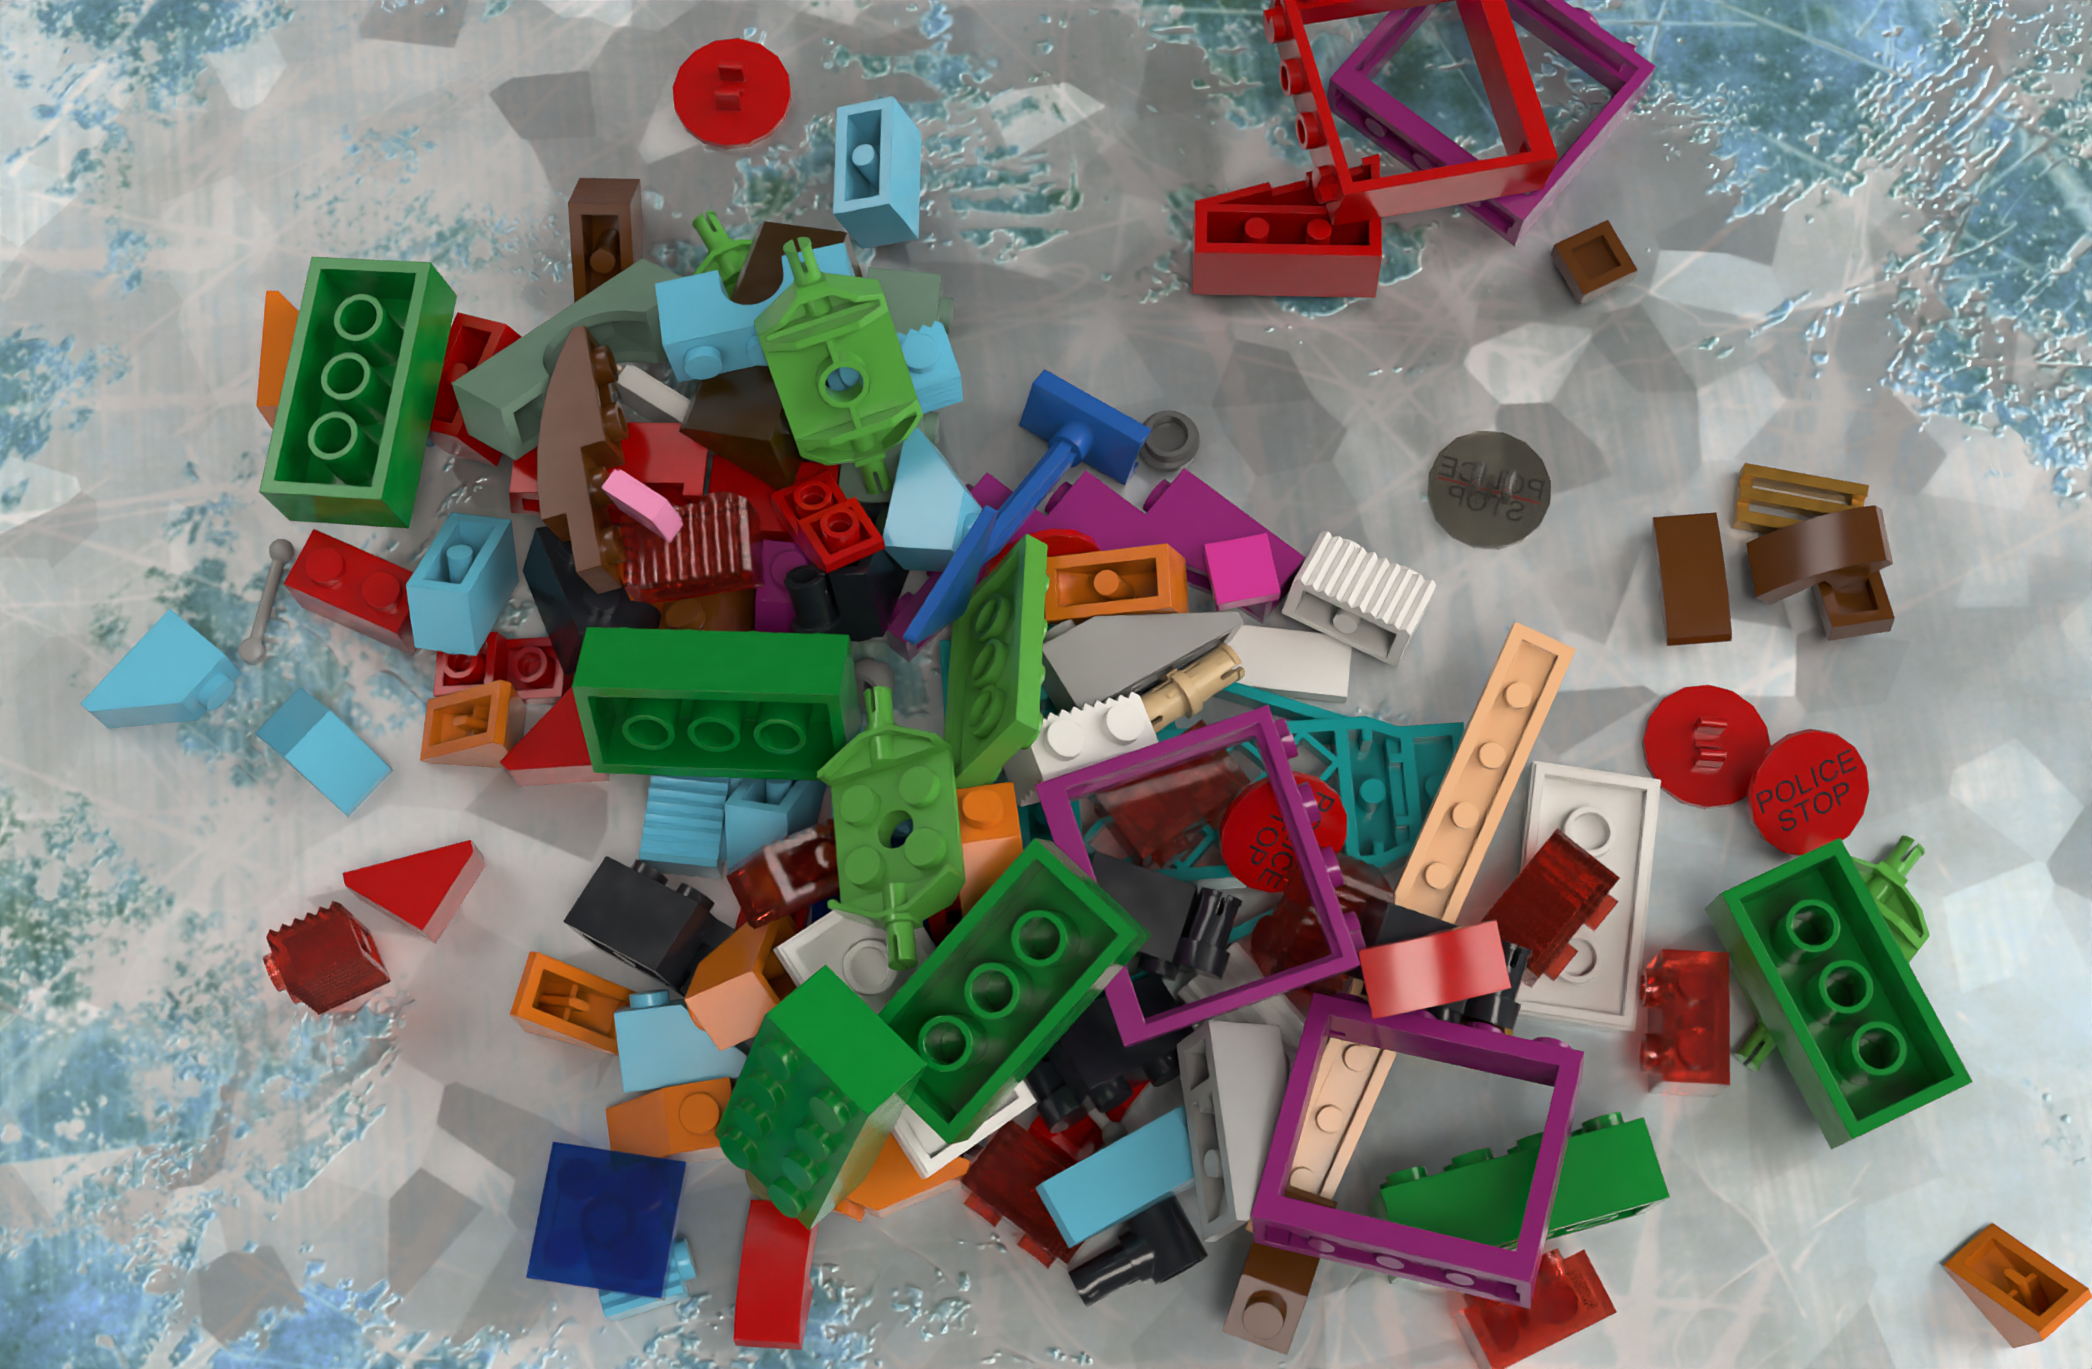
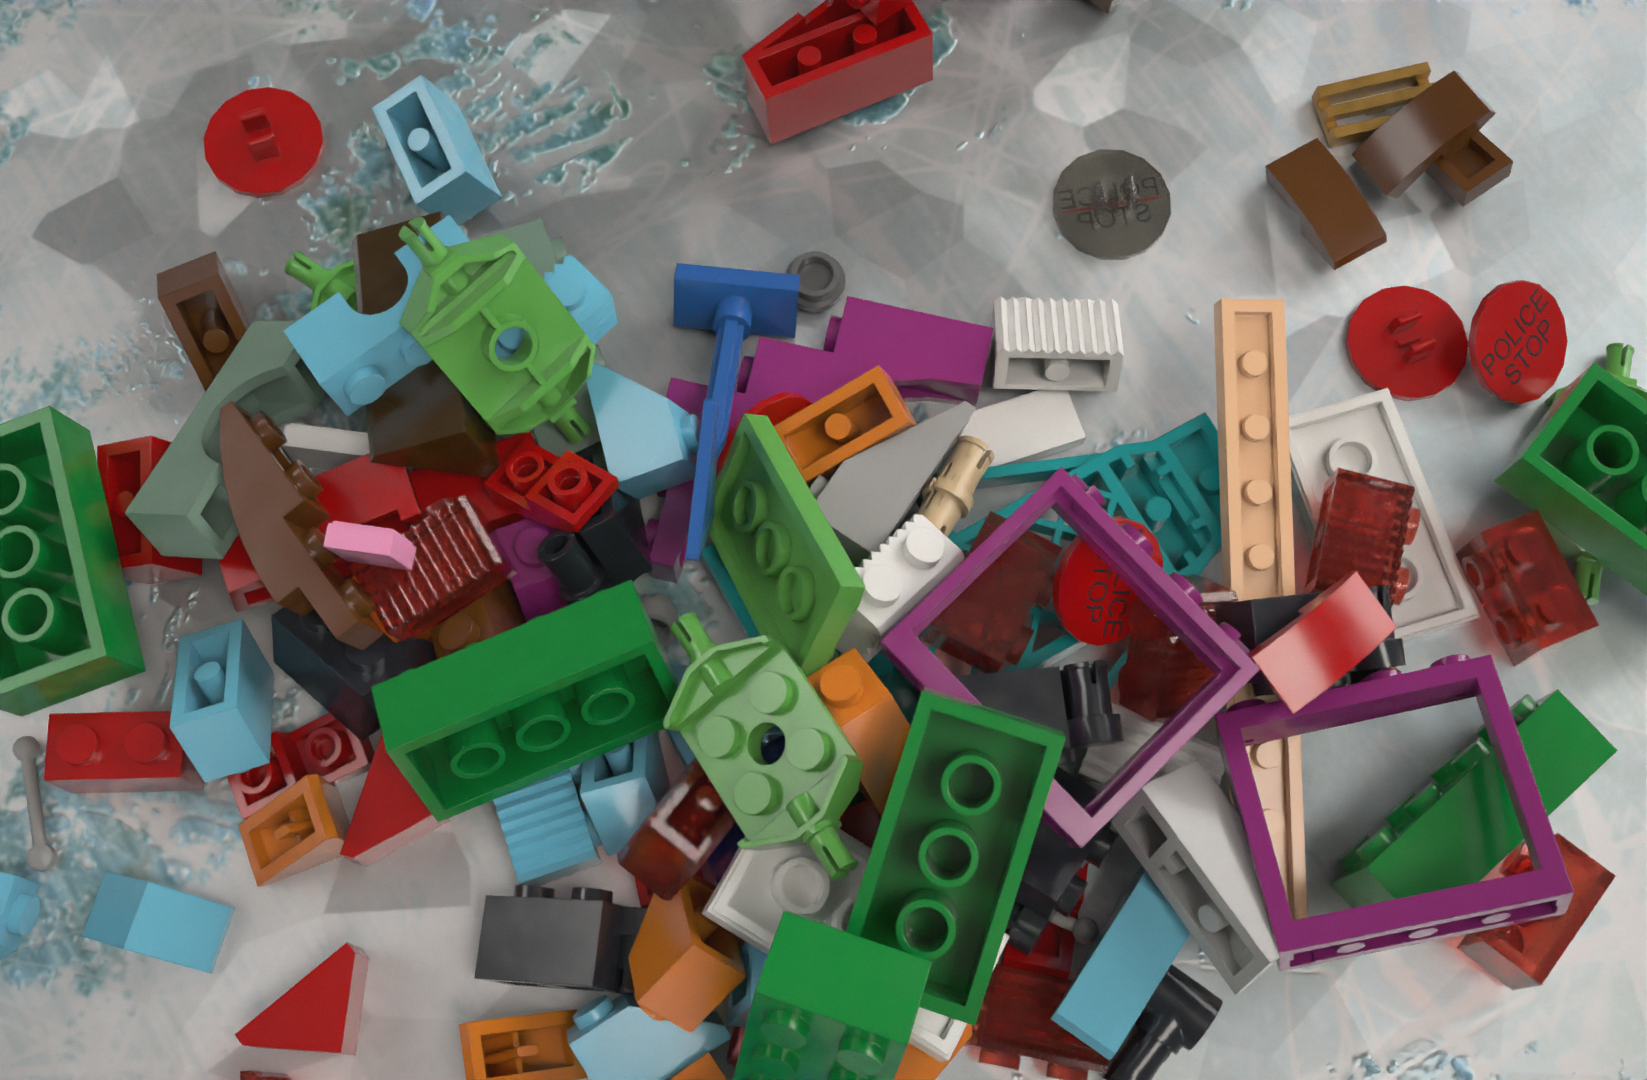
camera: 30 degrees left, 0 degrees up
(1241, 572) = (947, 365): dark pink tile -> none
(1273, 1289) = (1304, 1007): reddish brown slope -> none

